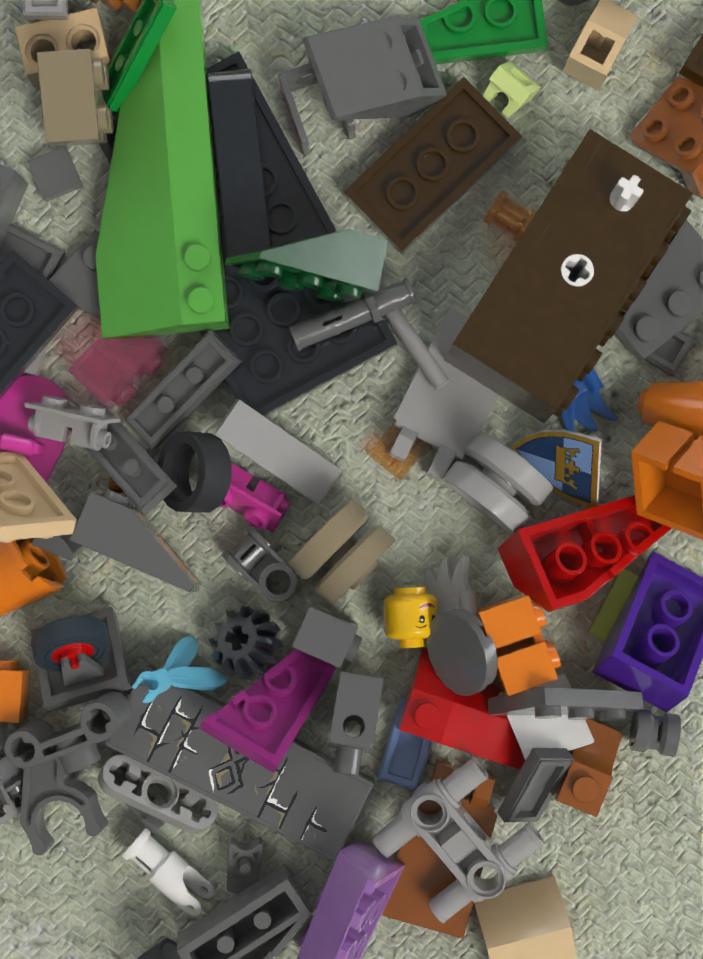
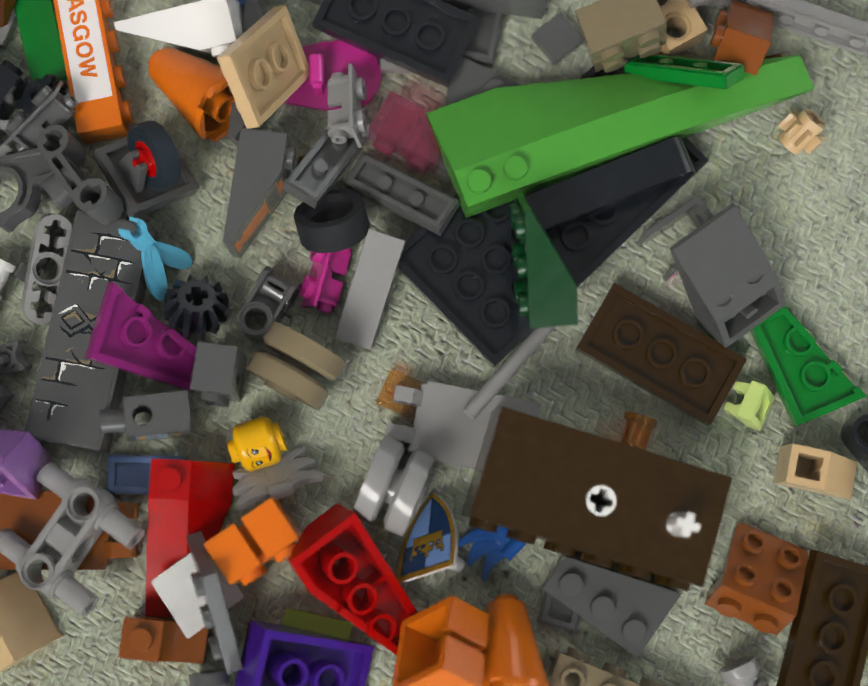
camera: 65 degrees right, 5 degrees down
(353, 314) = (507, 318): dark grey pin -> none
(461, 652) = (232, 494): dark grey tile -> none
(535, 784) = (134, 594): dark grey tile -> none

